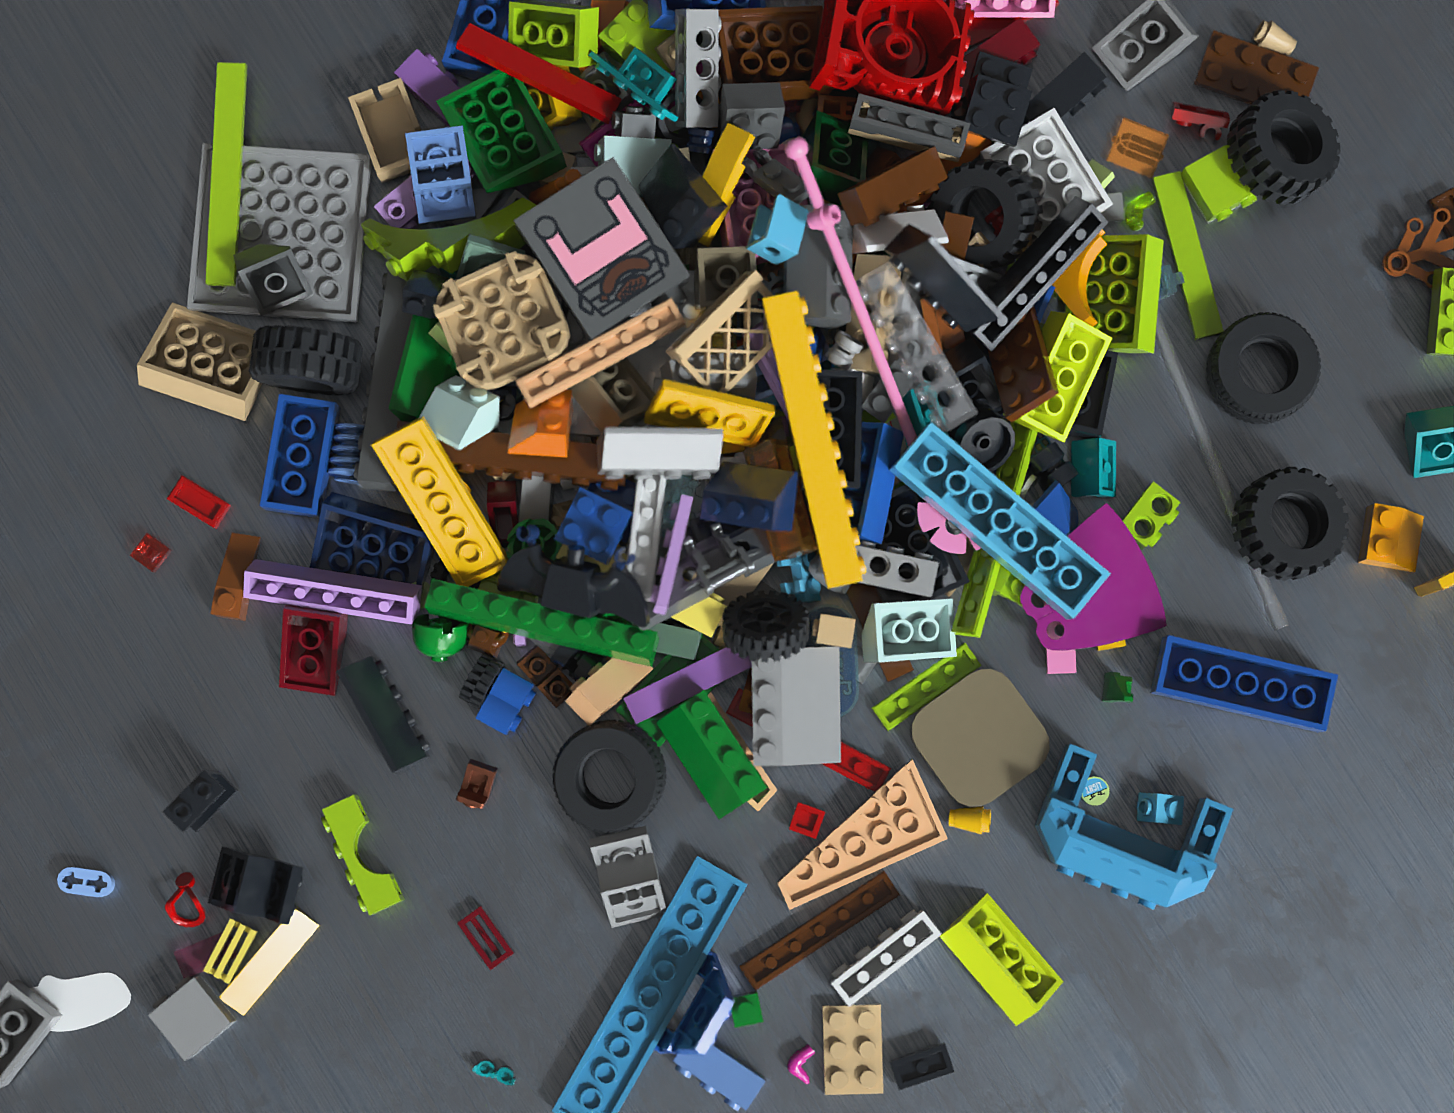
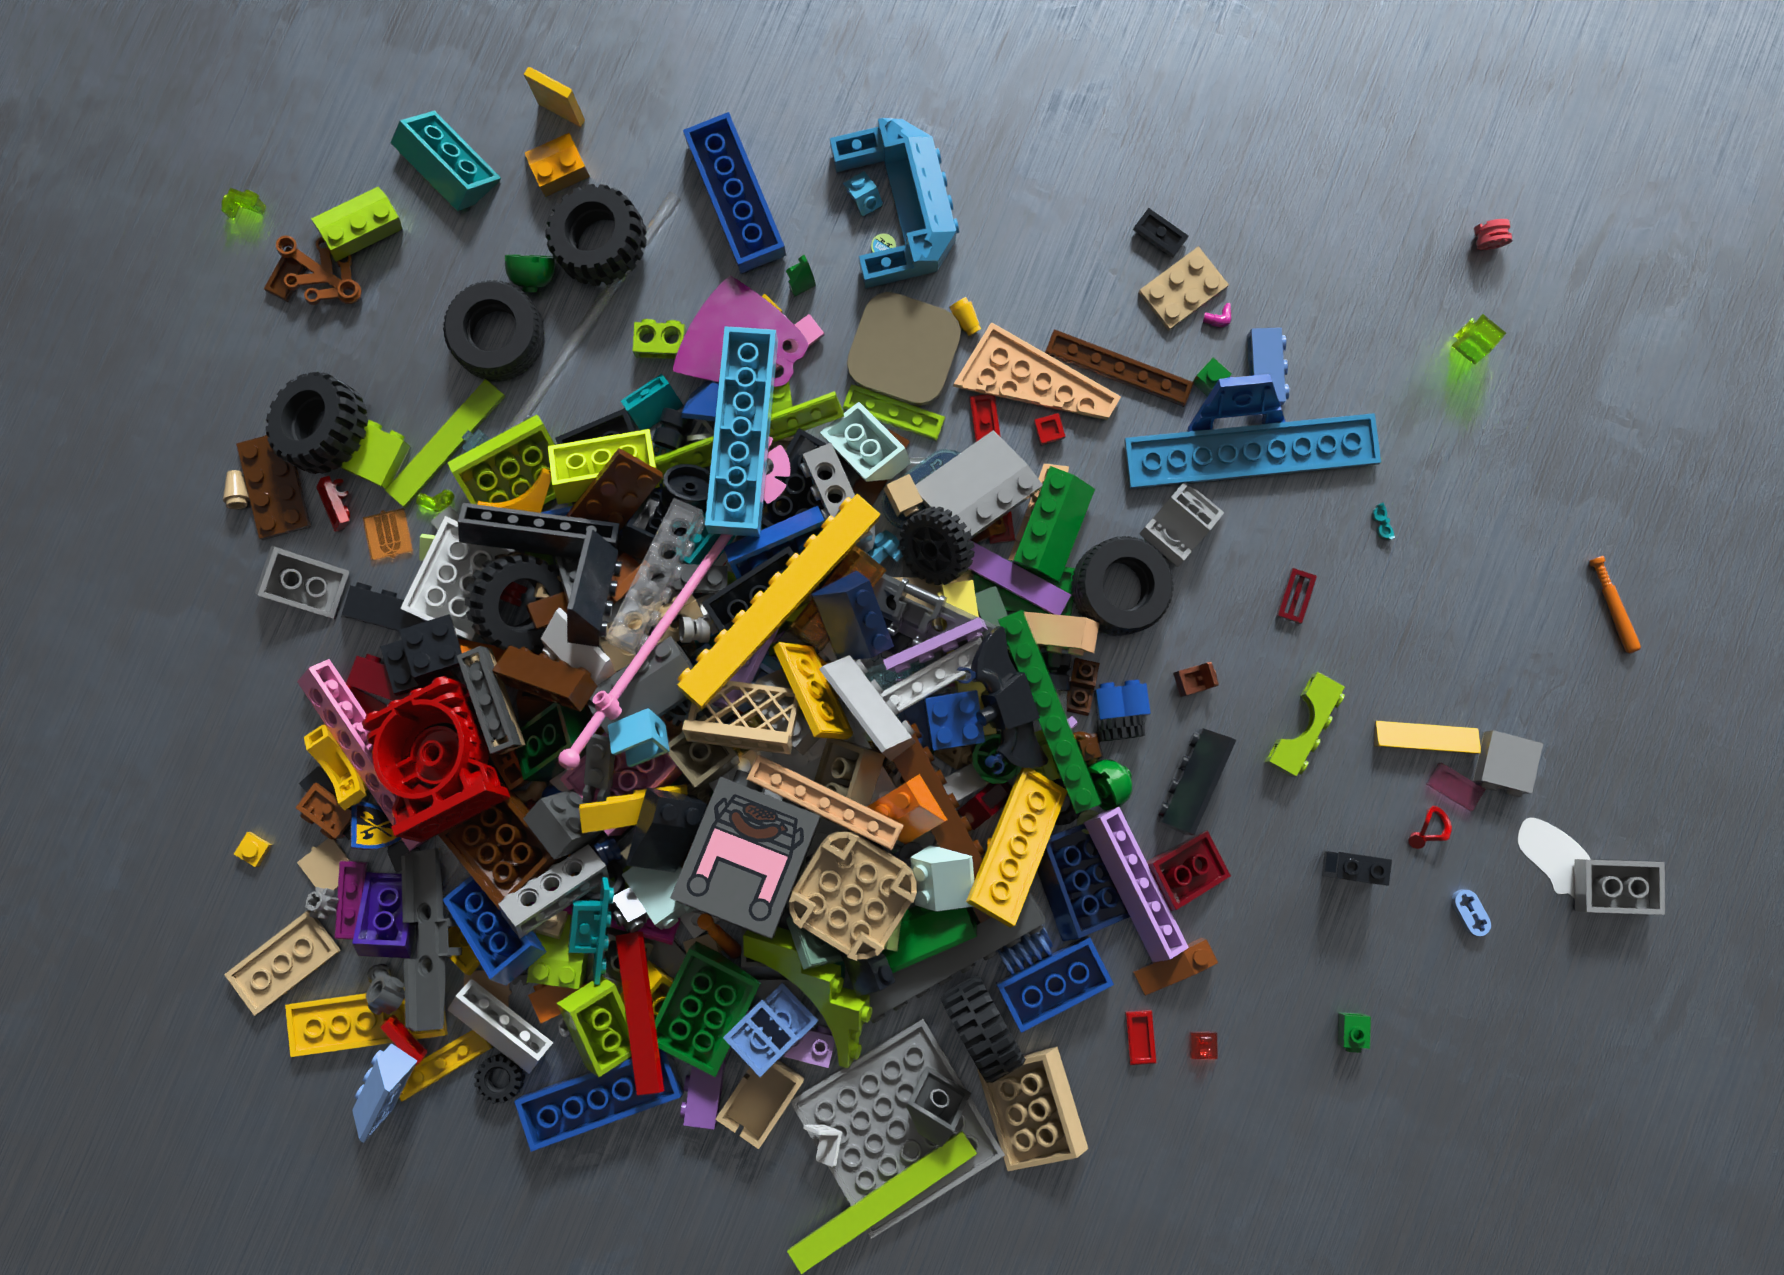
camera: 125 degrees left, 0 degrees up
(62, 694) = (1354, 1031): none -> green brick
(218, 973) = (1463, 766): light yellow tile -> none
(255, 885) = (1384, 784): black bracket -> none
(309, 162) = (828, 1143): none -> white bracket
(885, 957) = (1106, 307): white brick -> none
(1002, 959) = (1047, 228): neon yellow slope -> none
(1300, 440) = (529, 271): none -> green cylinder

